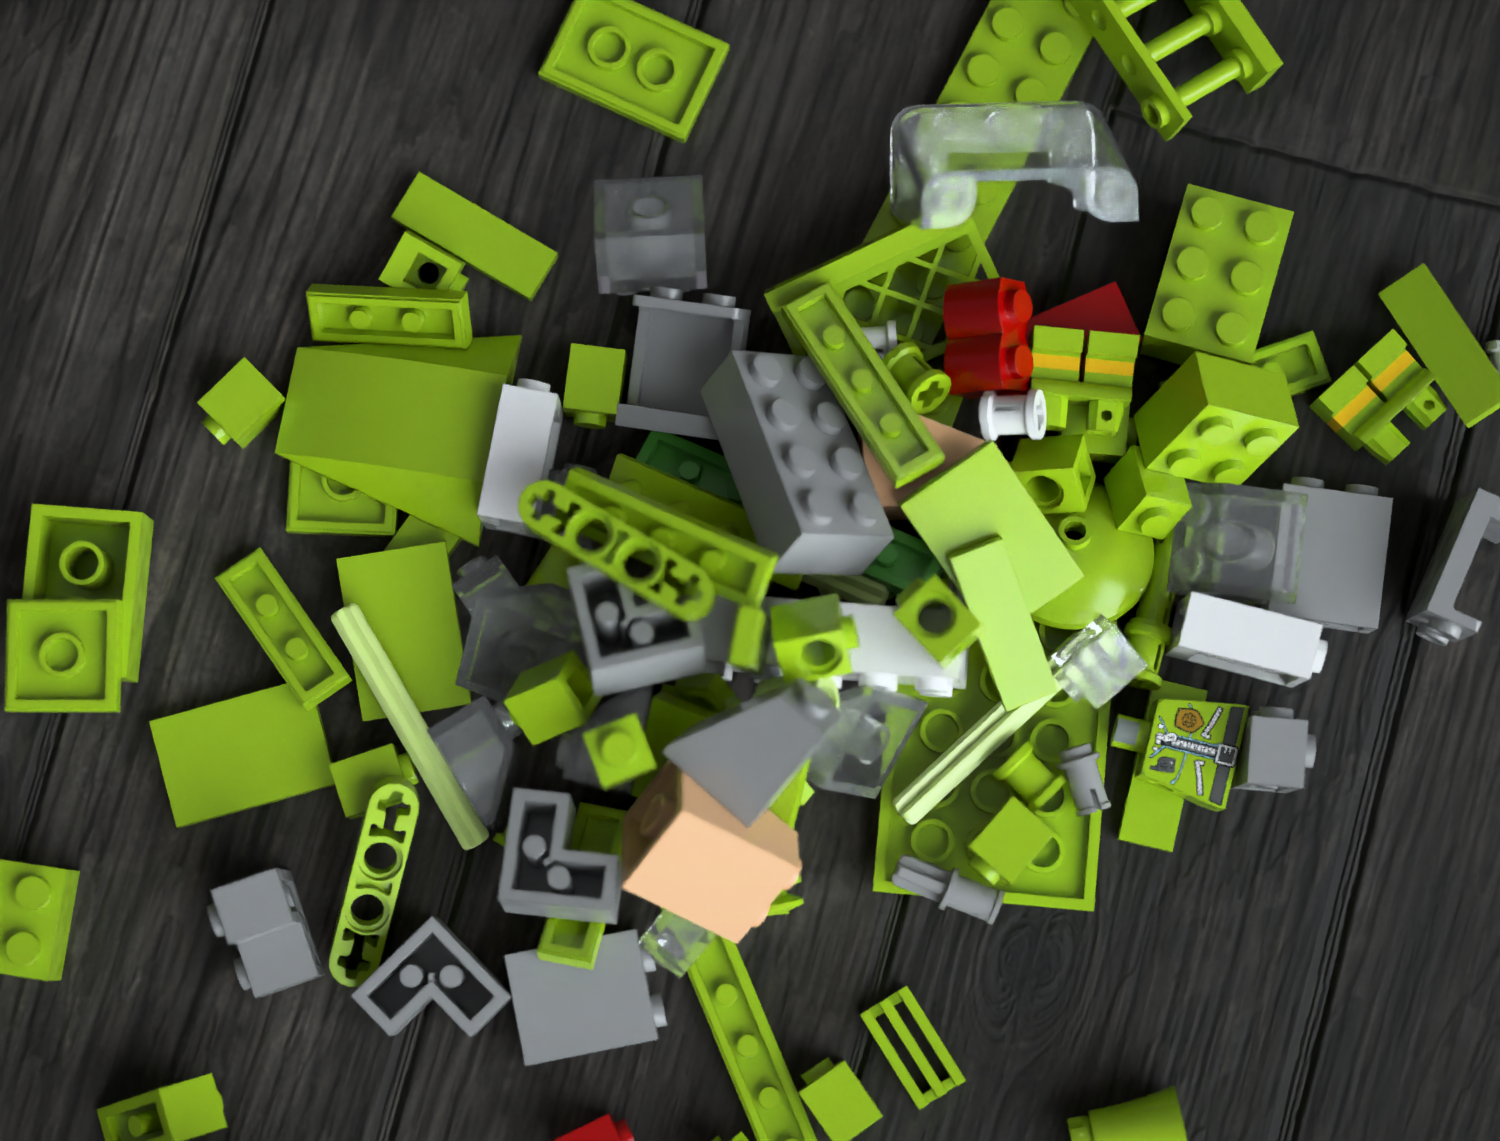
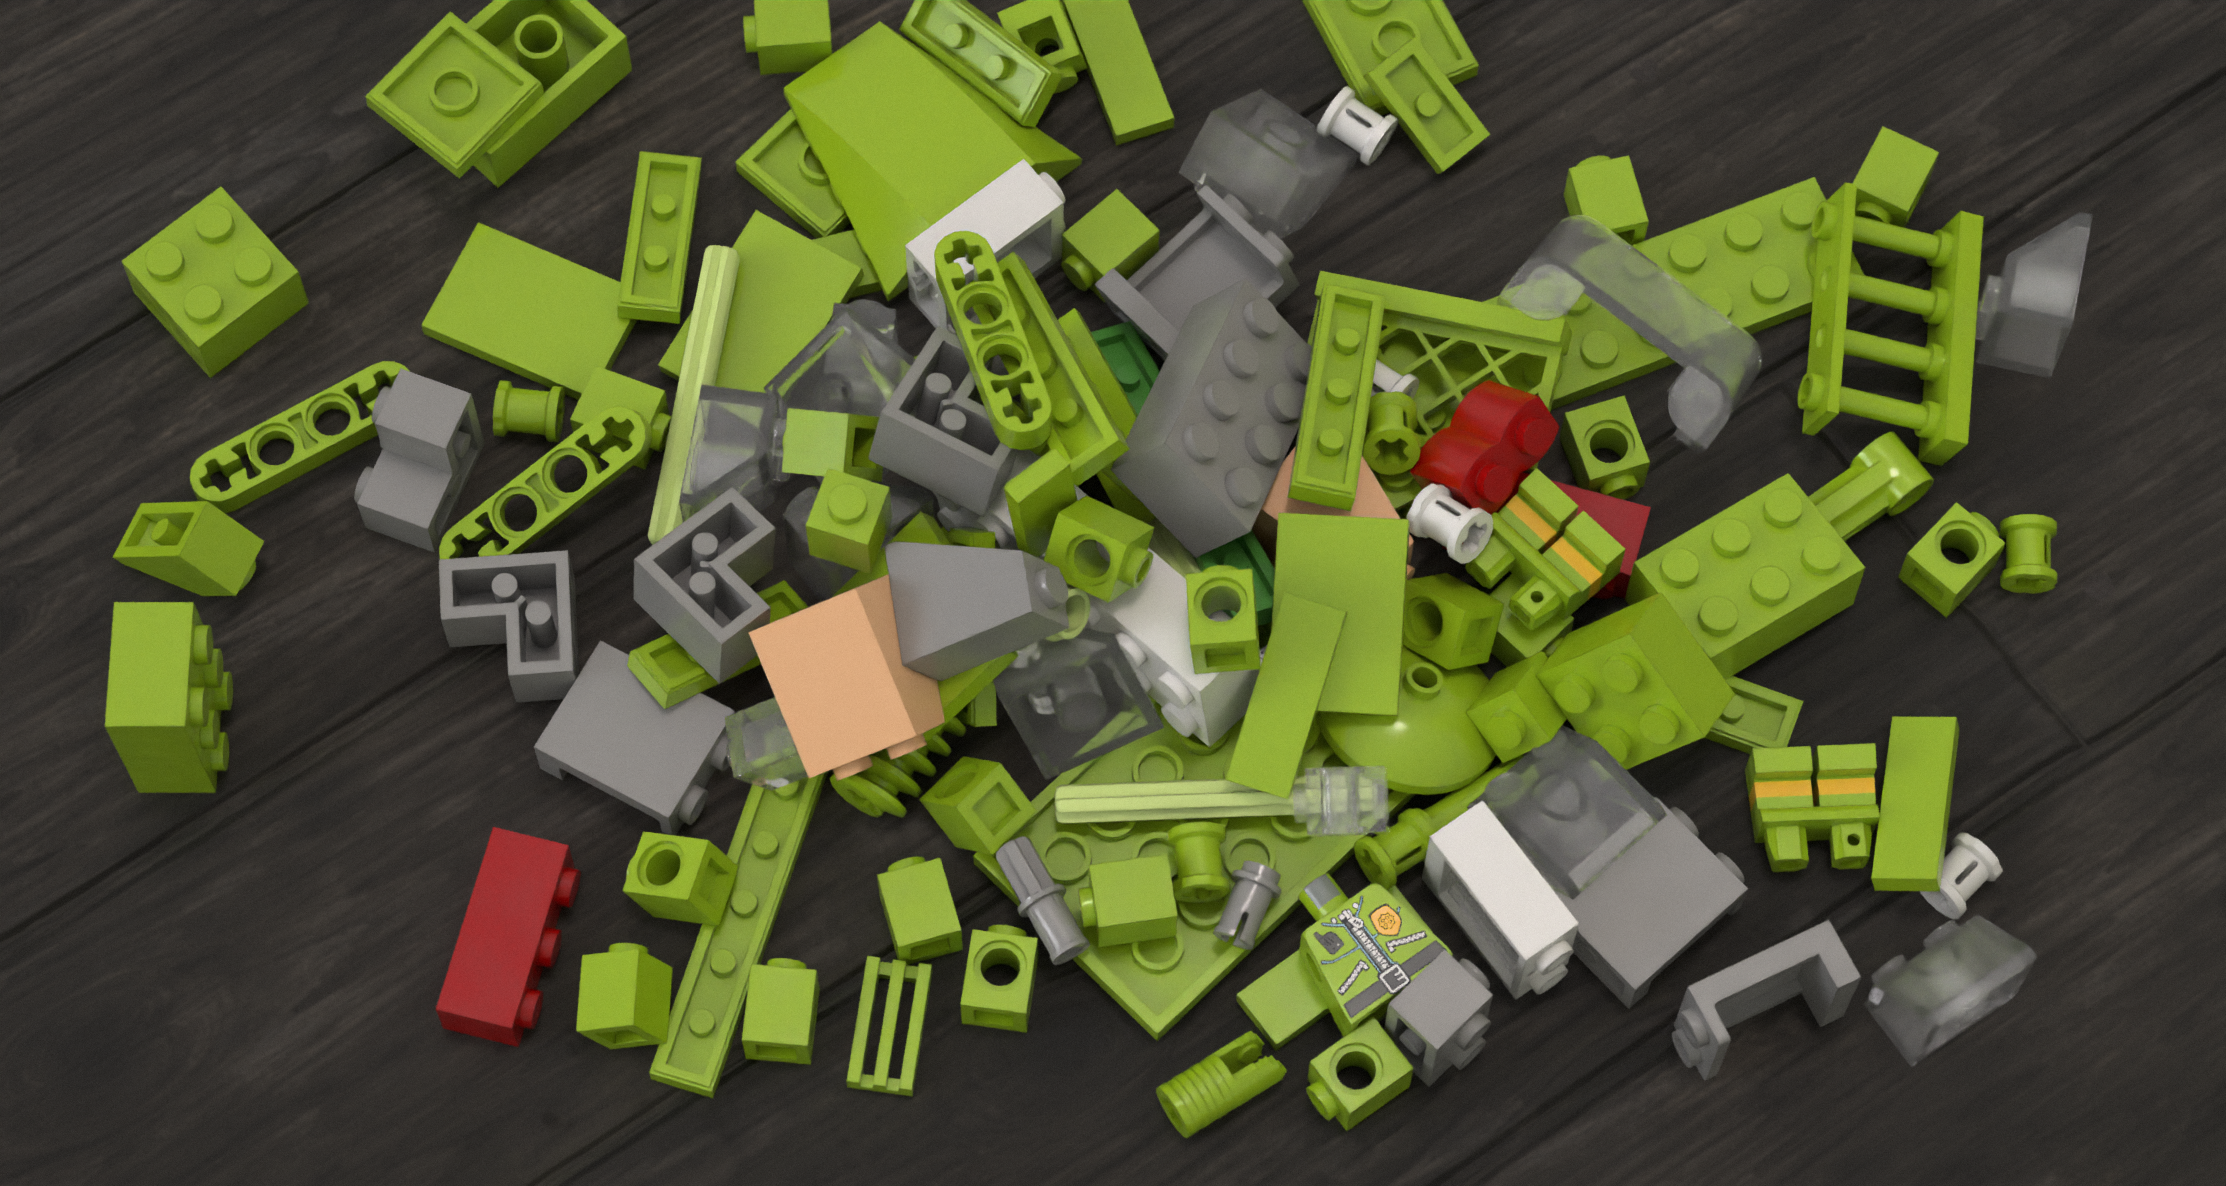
camera: 40 degrees right, 15 degrees down
(158, 967) = (298, 427): none -> lime beam
(305, 828) = (528, 411): none -> lime bush
(688, 158) = (1357, 125): none -> white bush
(715, 1061) = (680, 878): none -> lime brick
(723, 105) = (1426, 105): none -> lime plate
(849, 856) = (978, 805): none -> lime brick
(867, 956) = (919, 909): none -> lime brick
(899, 77) = (1608, 193): none -> lime brick
(982, 970) = (993, 1005): none -> lime brick
(1041, 237) = (1610, 427): none -> lime brick
(1156, 921) = (1218, 1084): none -> lime hinge
(1239, 135) = (1879, 481): none -> lime piece
(1261, 813) = (1368, 1049): none -> lime brick
(1327, 172) = (1945, 582): none -> lime brick
(1375, 105) = (2028, 553): none -> lime bush

